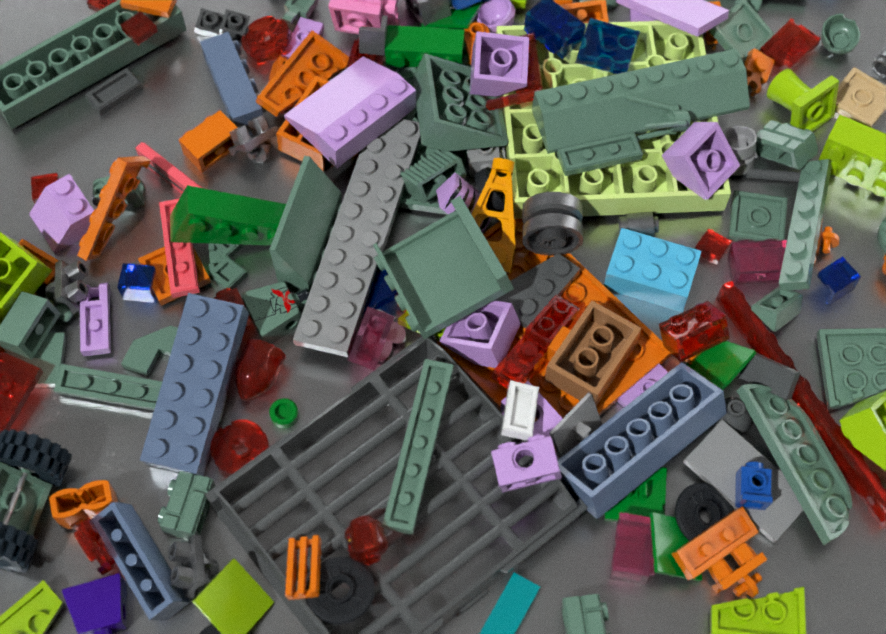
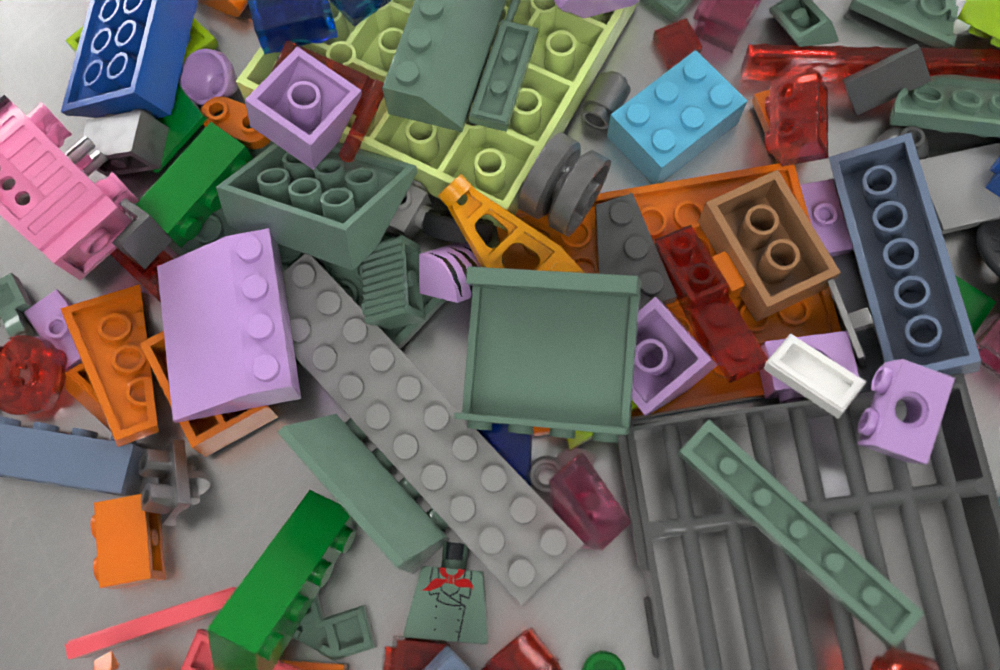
camera: 55 degrees left, 10 degrees up
(722, 363) = (851, 121): green piece -> none

